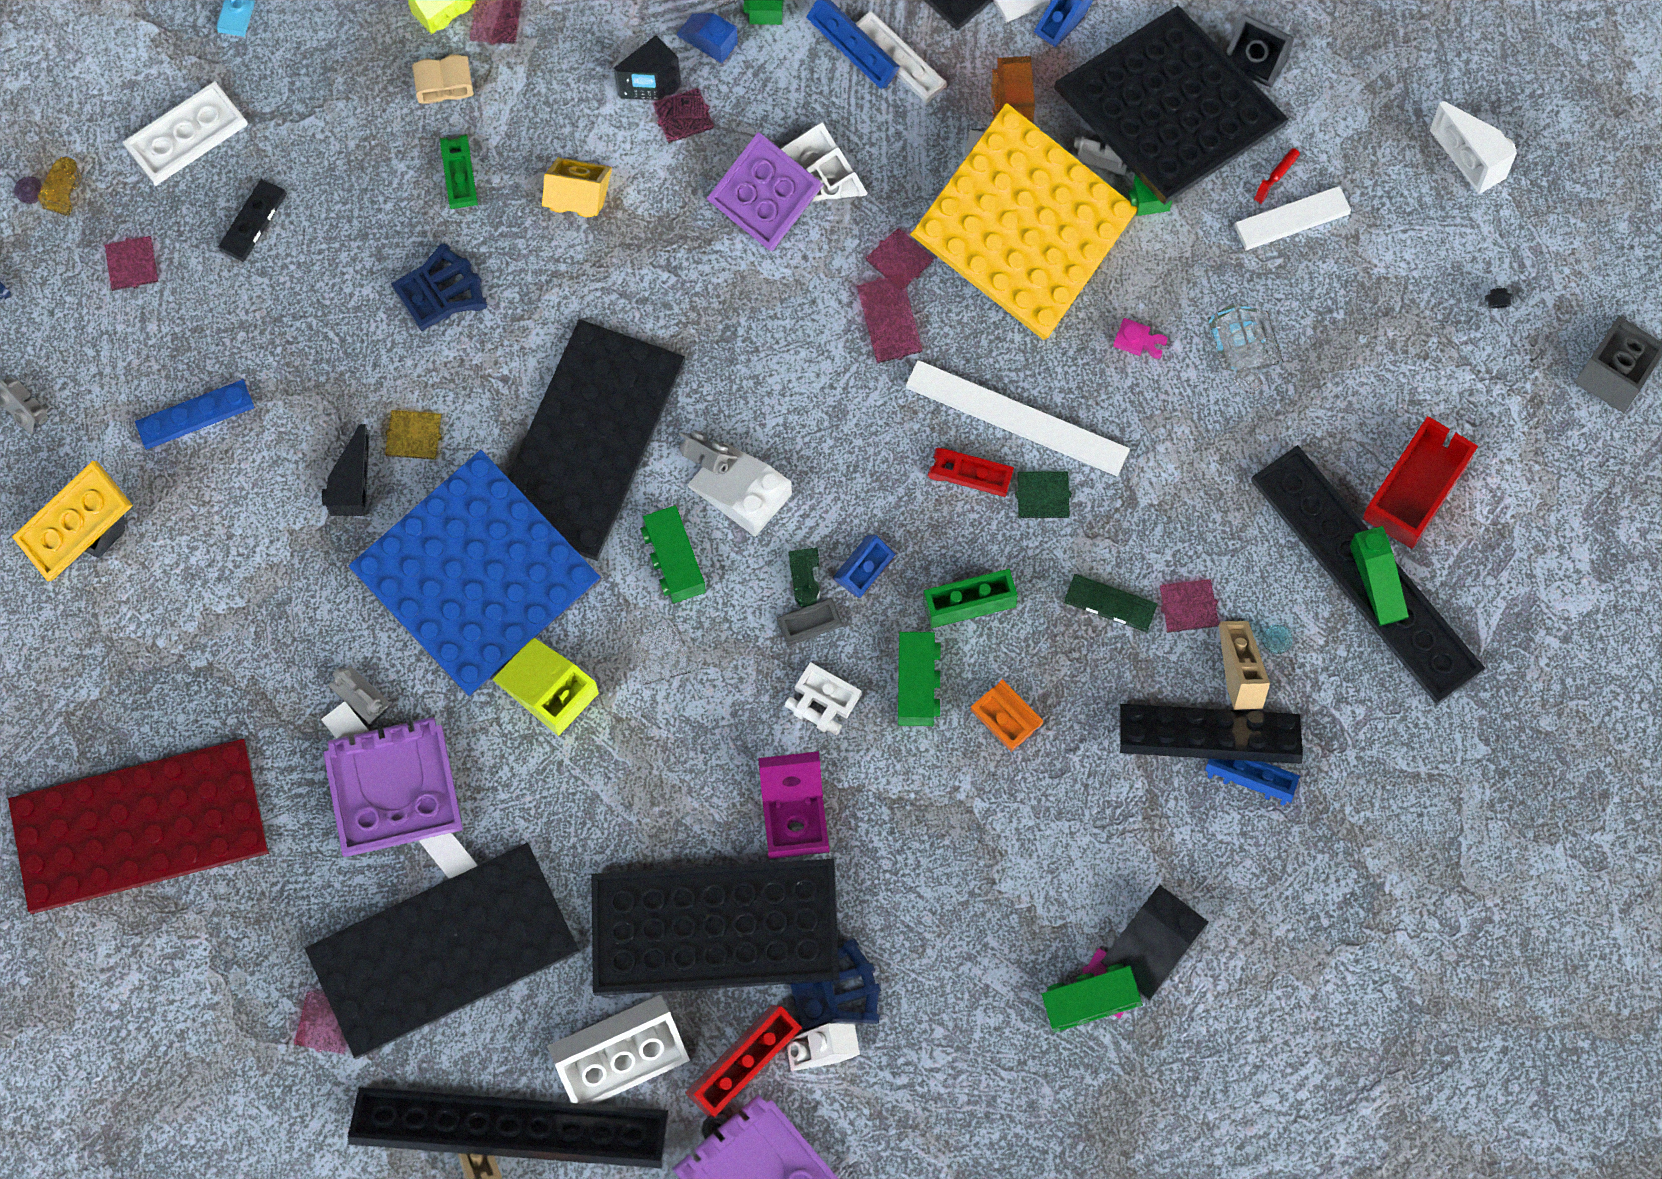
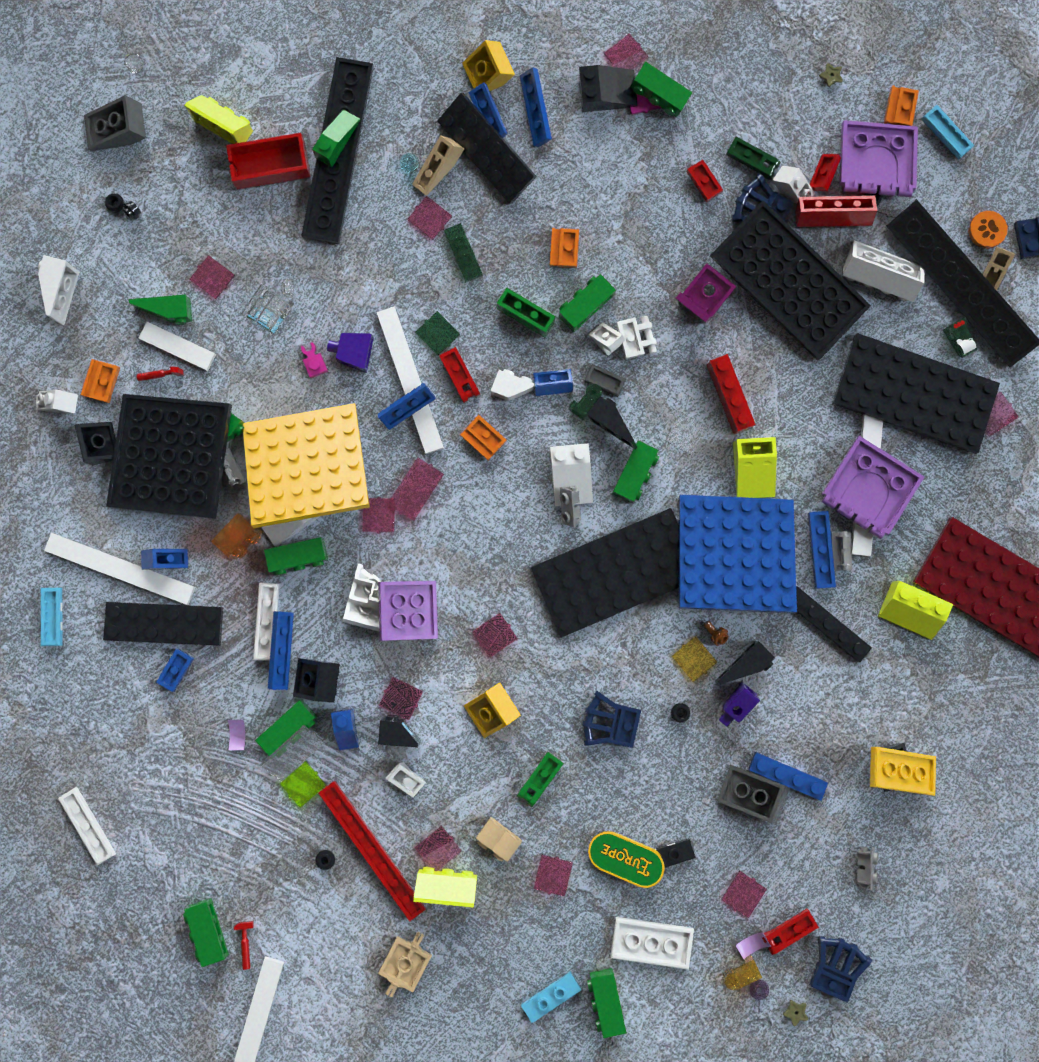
camera: 140 degrees left, 15 degrees up
(47, 270) = (790, 931): none -> red plate
(77, 222) = (752, 944): none -> lavender sticker
(178, 38) = (606, 1003): none -> green brick
(213, 358) = (753, 794): none -> dark grey slope
(216, 710) = (914, 609): none -> neon yellow slope
(290, 178) = (626, 859): none -> green tile
(299, 605) = (831, 626): none -> black plate
(315, 421) = (742, 697): none -> dark purple torso
(352, 102) = (553, 875): none -> clear pink piece
(374, 360) = (684, 717): none -> black plate
(383, 672) = (821, 549): none -> blue plate
(409, 479) = (719, 636): none -> dark orange plate
(450, 1064) = (960, 338): none -> clear green leg
(596, 43) = (405, 779): none -> white slope
(651, 261) = (495, 635): none -> clear pink piece
(653, 736) = (730, 394): none -> red brick
(755, 577) = (608, 418): none -> black slope
(785, 49) = (316, 680): none -> black slope
(803, 1100) = (825, 172): none -> red plate
(854, 662) = (607, 338): none -> white slope
(874, 433) = (483, 437): none -> orange plate
(904, 510) = (509, 386): none -> white slope
(905, 1034) = (753, 157): none -> dark green plate
(931, 950) = (704, 180): none -> red plate
(937, 139) = (296, 556): none -> green brick
(989, 381) = (406, 406): none -> blue plate
(1108, 385) = (353, 350): none -> dark purple torso
(1179, 1012) = (626, 53): none -> clear pink piece
(1209, 837) = (535, 107): none -> blue plate
(1311, 830) = (488, 65): none -> yellow slope
(1326, 110) = (100, 381): none -> orange plate
(1340, 319) = (212, 277): none -> clear pink piece
(1343, 49) = (56, 401): none -> white slope
(1344, 239) = (170, 308): none -> green slope
(1521, 472) = (219, 119): none -> neon yellow slope
(1526, 283) = (110, 199): none -> black plate

